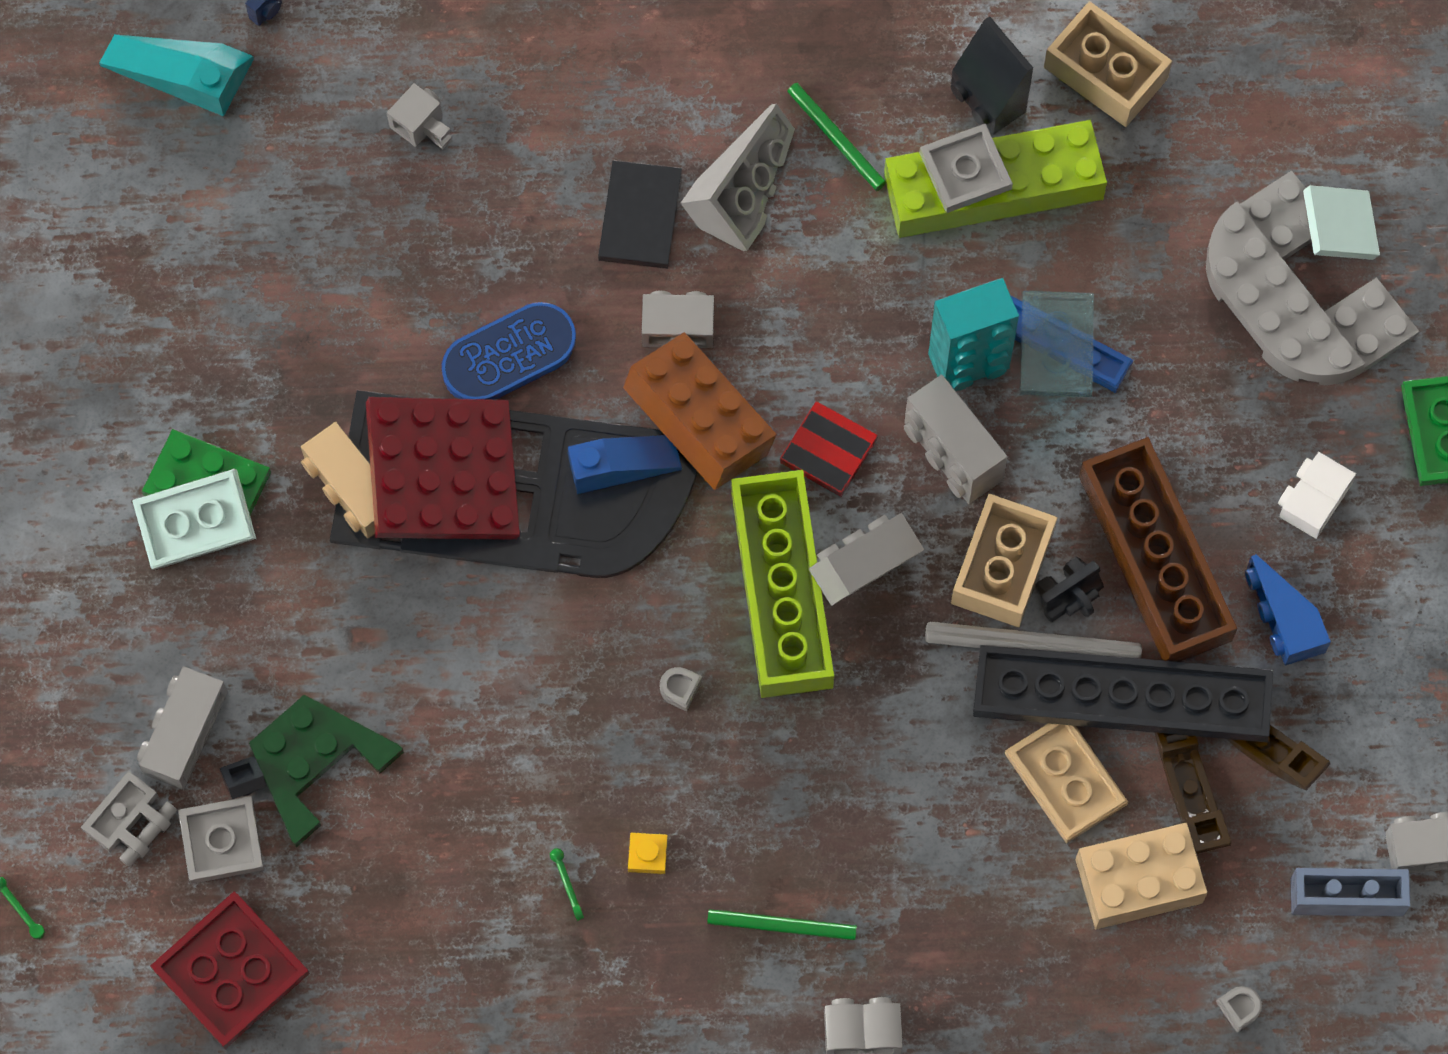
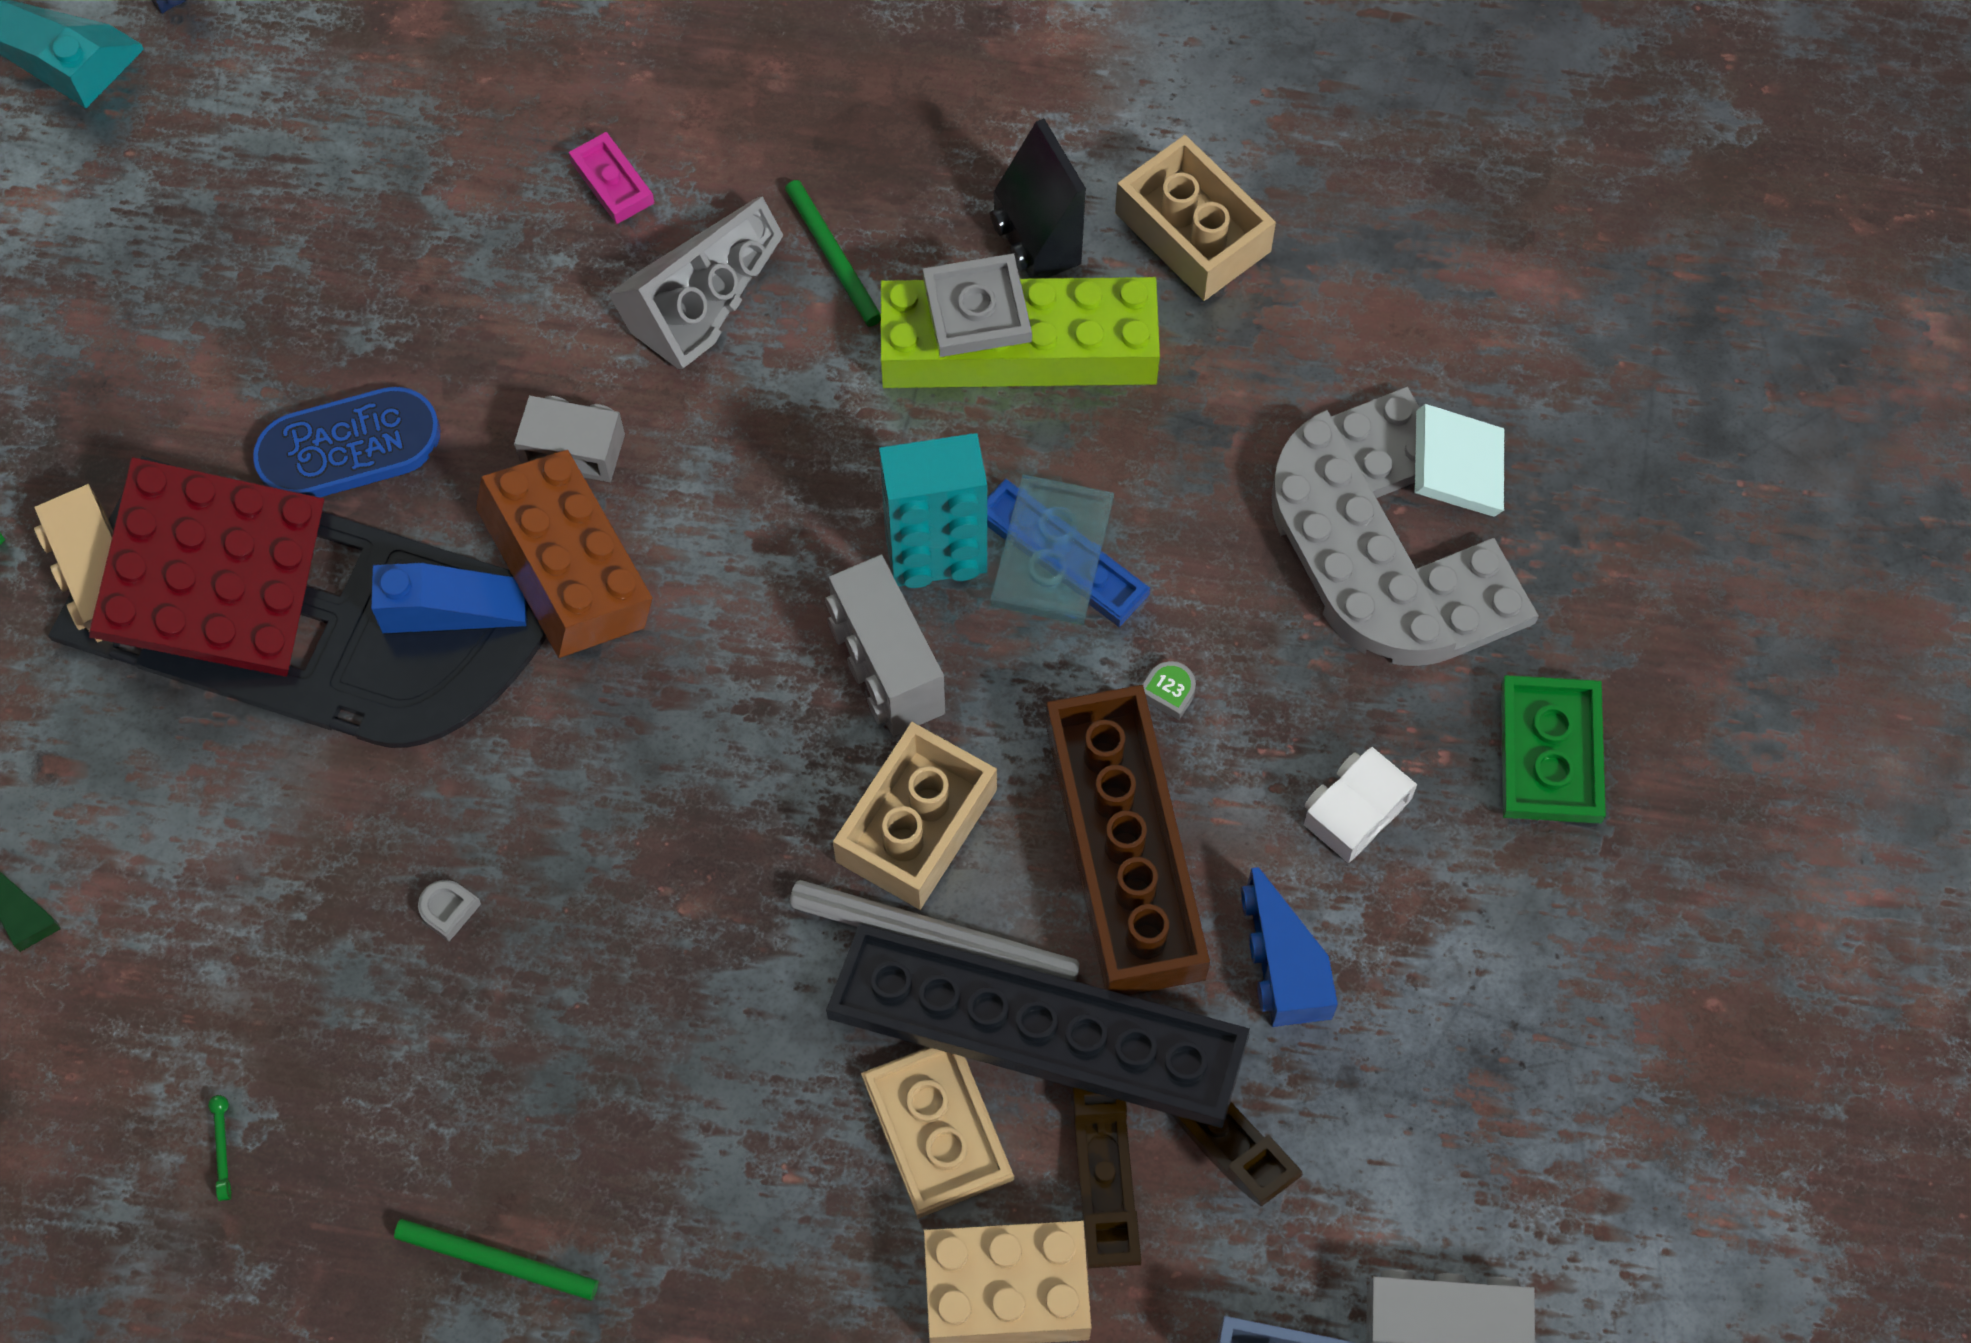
camera: 10 degrees right, 5 degrees down
(419, 115) = (316, 142): light grey brick -> none
(640, 214) = (560, 304): black tile -> none
(647, 853) = (340, 1125): yellow plate -> none
(653, 105) = (611, 178): none -> dark pink plate
(779, 588) = (611, 796): lime brick -> none
(828, 448) = (724, 632): tile -> none
(865, 557) = (727, 777): light grey brick -> none
(1073, 593) = (1000, 875): black hips -> none
(1164, 432) = (1170, 688): none -> tile

